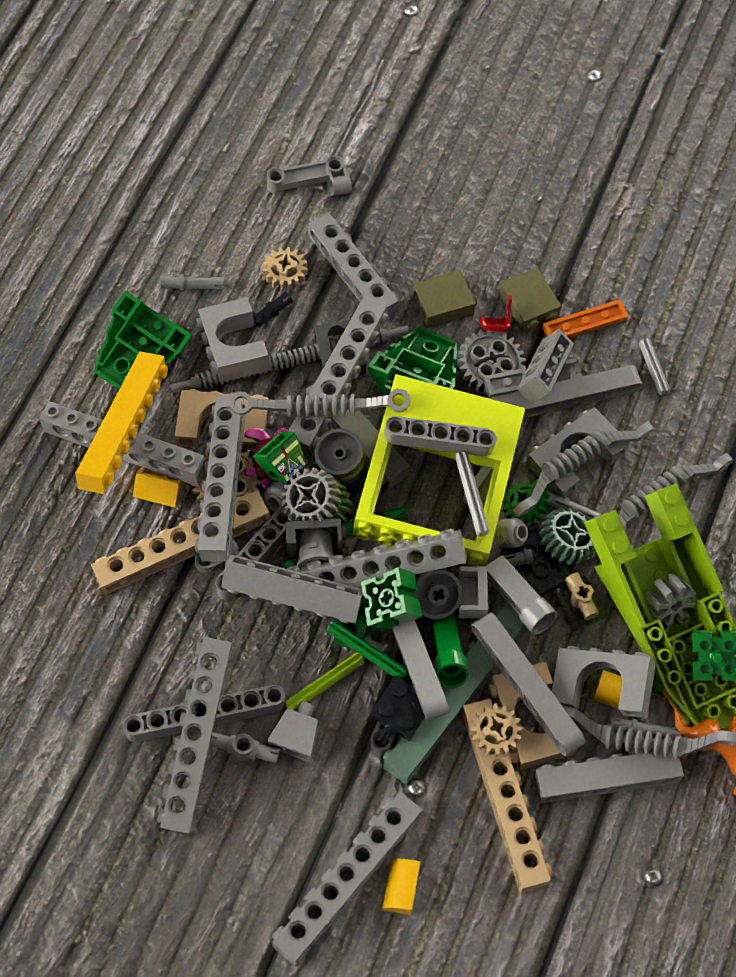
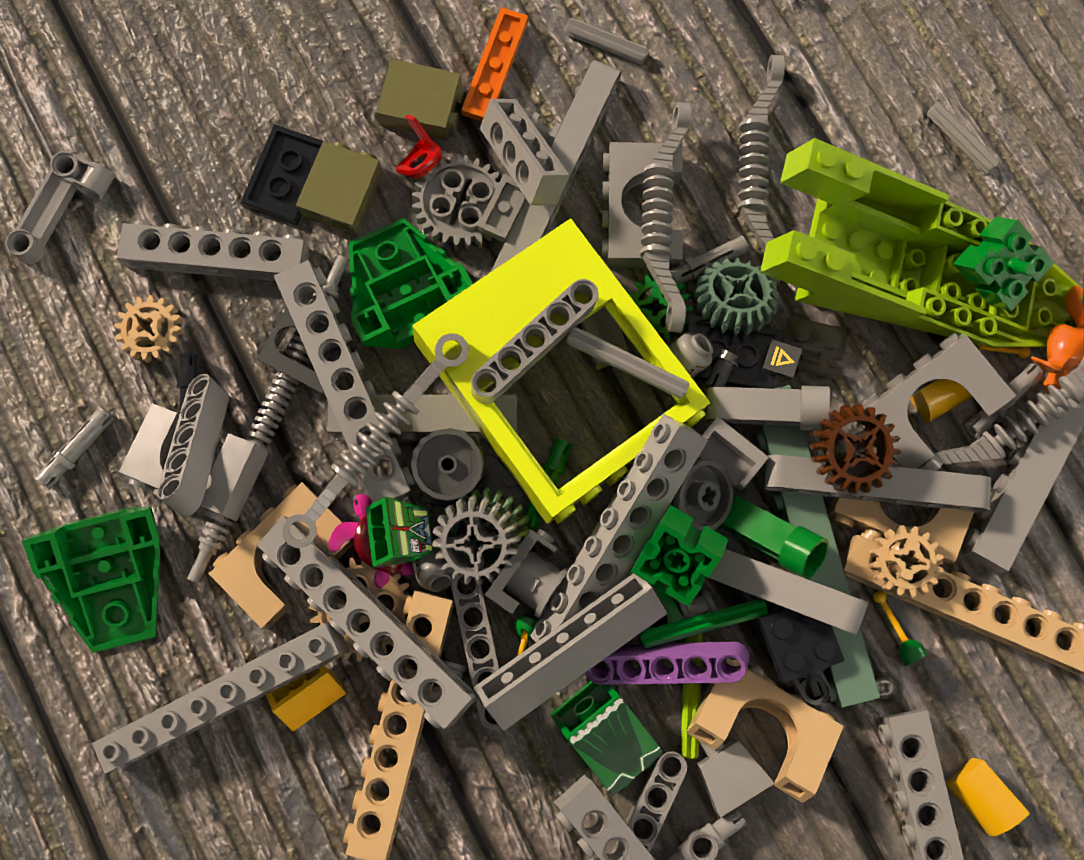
camera: 45 degrees left, 15 degrees up
(121, 423) = (203, 691): yellow brick -> none
(242, 329) = (193, 446): none -> light grey beam
(262, 652) = (606, 735): none -> slope
(336, 652) = (681, 657): none -> medium lavender beam
(346, 701) = (809, 732): none -> tan arch
(424, 265) = (281, 174): none -> black tile
(450, 783) = (910, 649): none -> hinge
(530, 624) = (873, 431): none -> reddish brown gear
(554, 586) = (781, 359): none -> dark grey tile
(586, 604) = (832, 344): tan axle -> none
(670, 599) = (905, 255): light grey gear -> none

